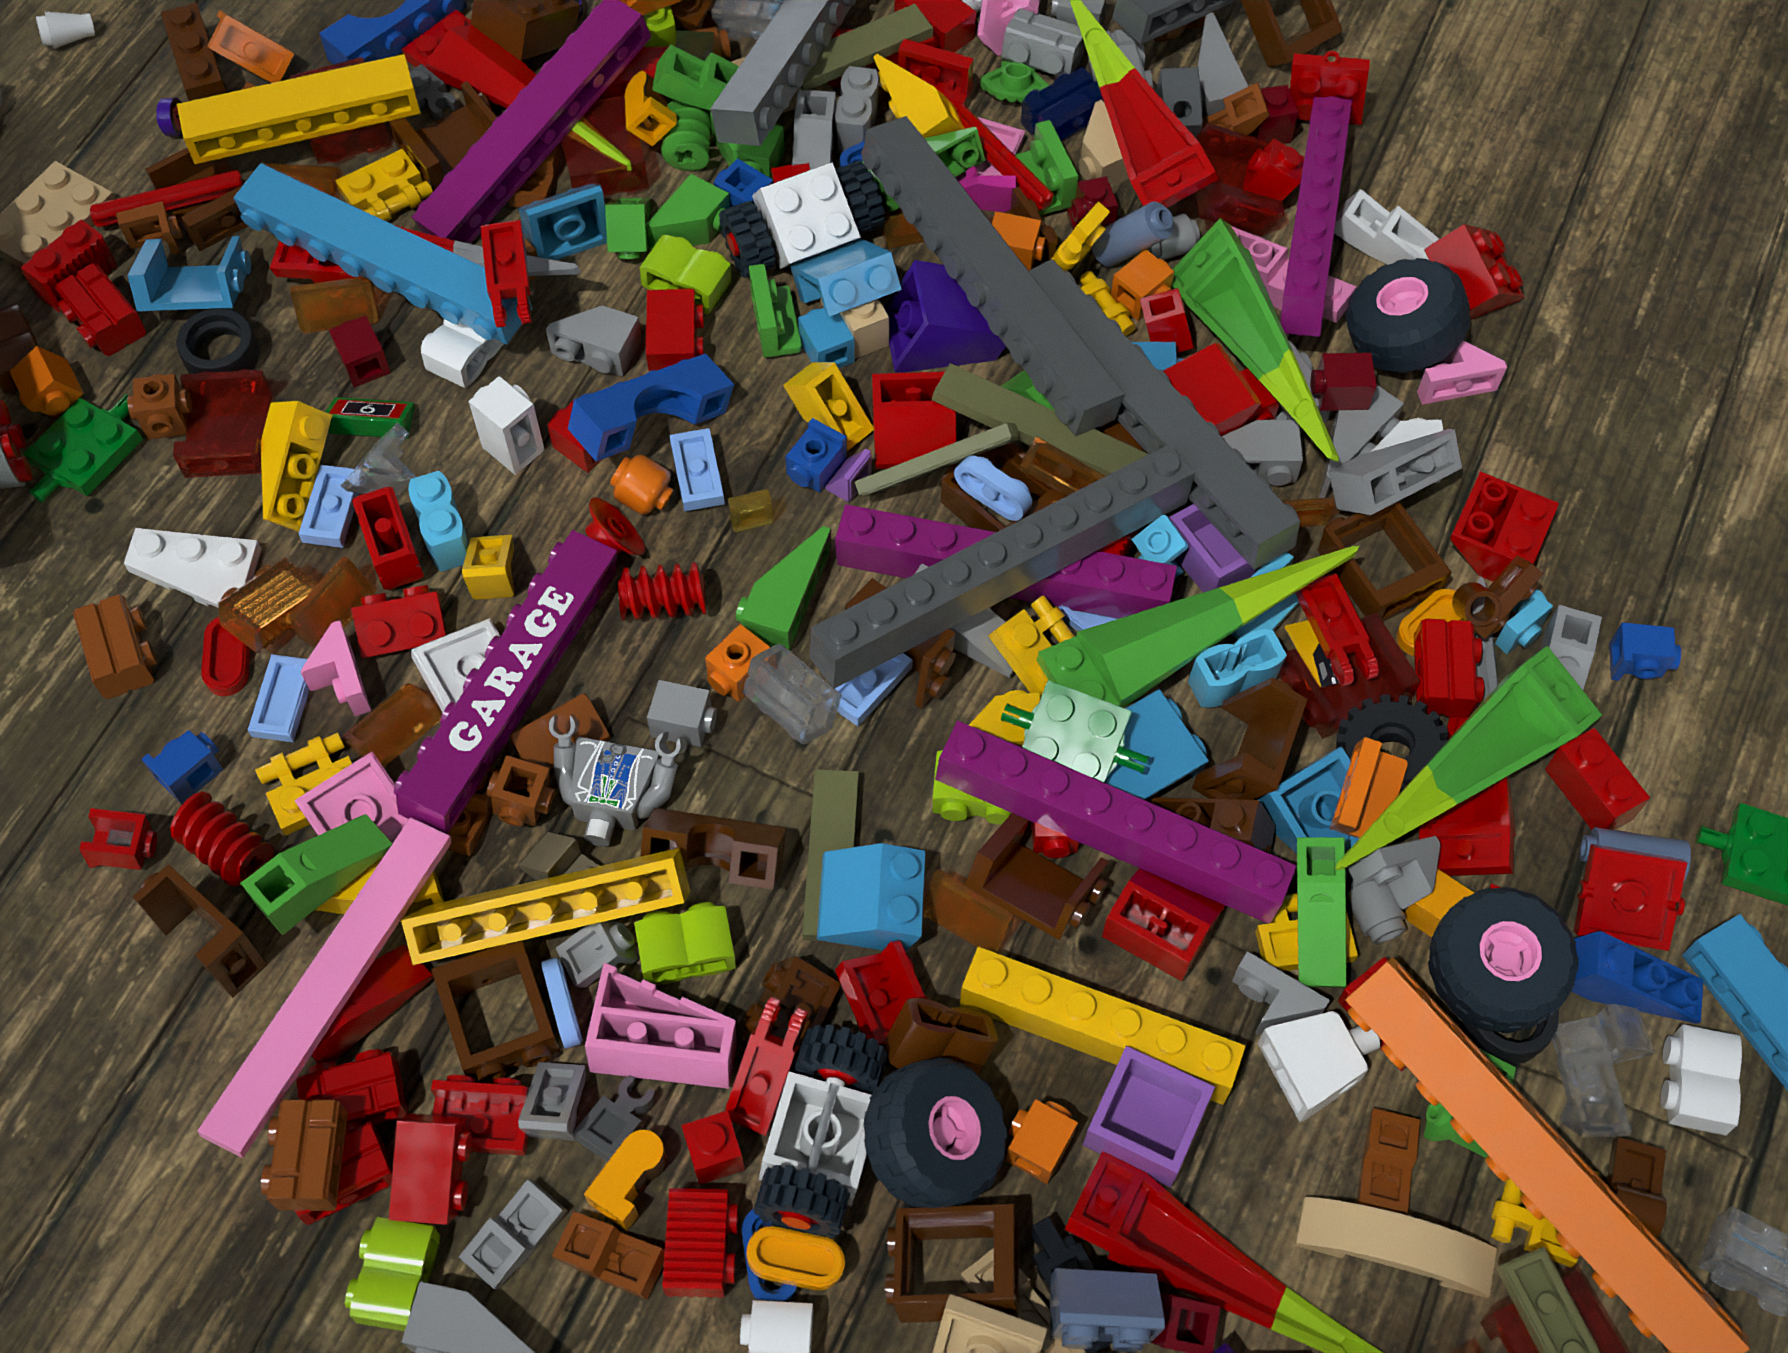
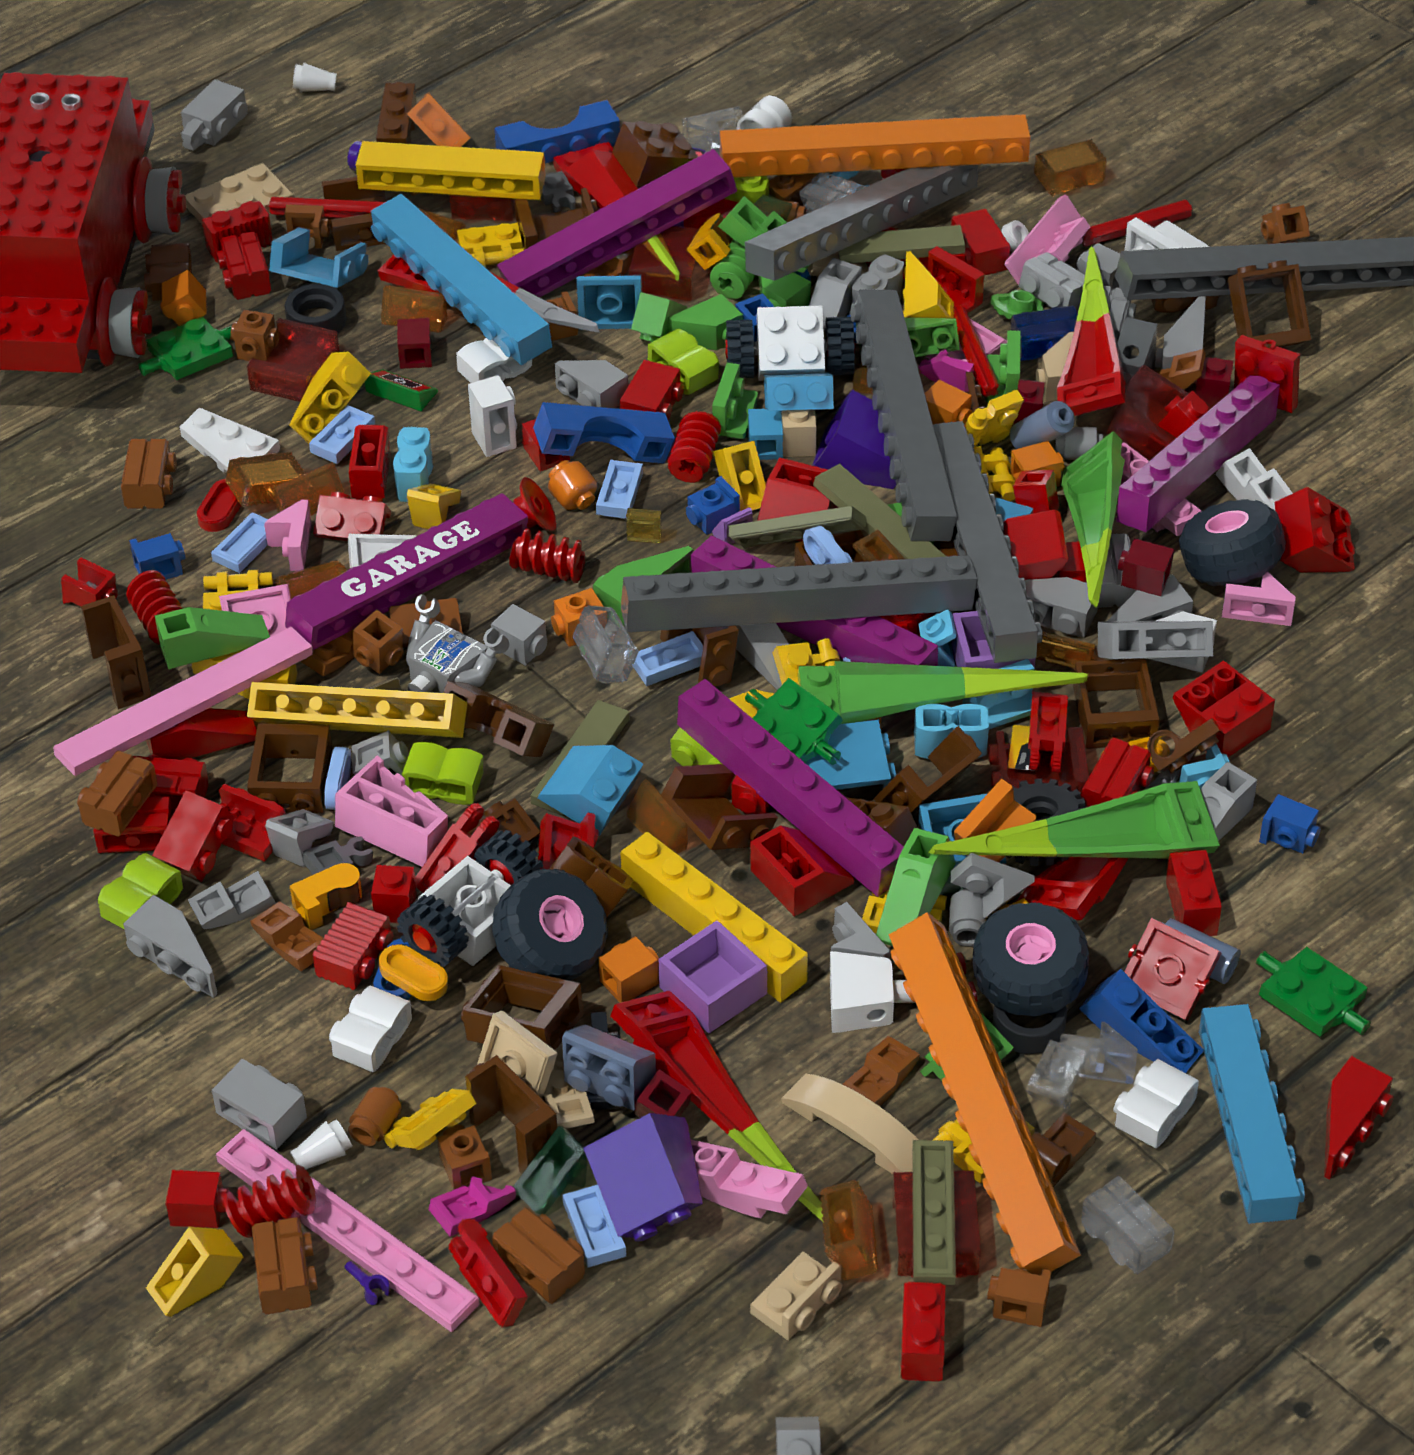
camera: 25 degrees right, 15 degrees down
(381, 466) = (390, 413): clear slope -> none
(506, 269) = (538, 307): red hinge -> none
(756, 384) = (694, 446): none -> red piece

